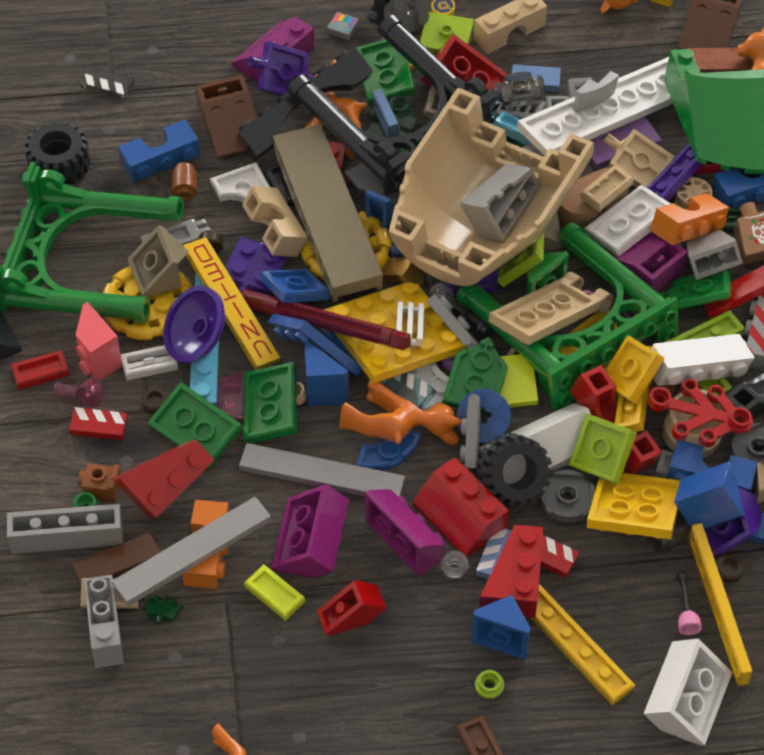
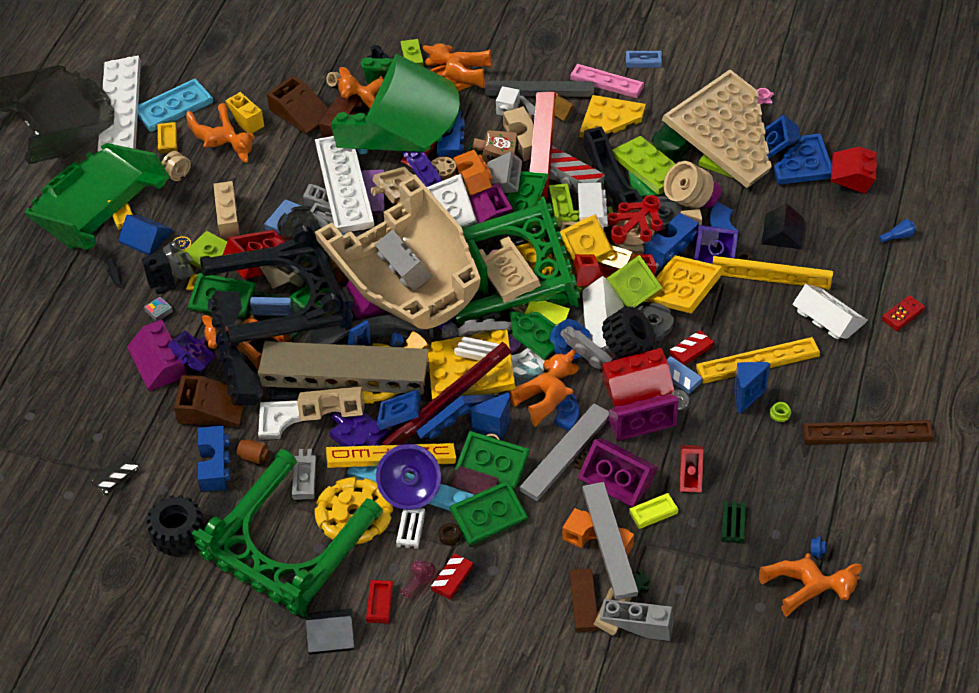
camera: 65 degrees left, 5 degrees down
(65, 528) = (546, 619): light grey brick -> none
(85, 499) = (525, 599): green plate -> none
(96, 345) = (384, 549): coral slope -> none
(98, 481) = (510, 587): dark orange brick -> none
(157, 262) = (333, 485): dark tan slope -> none
(164, 478) = (535, 539): red wedge -> none
(214, 239) = (321, 453): dark brown tile -> none
(291, 678) = (734, 506): none -> dark green tile
(517, 571) = (709, 361): red wedge -> none
(595, 93) = (335, 178): light grey slope -> none
(688, 622) = (776, 293): bright pink hinge -> none
(710, 496) = (699, 240): blue slope -> none

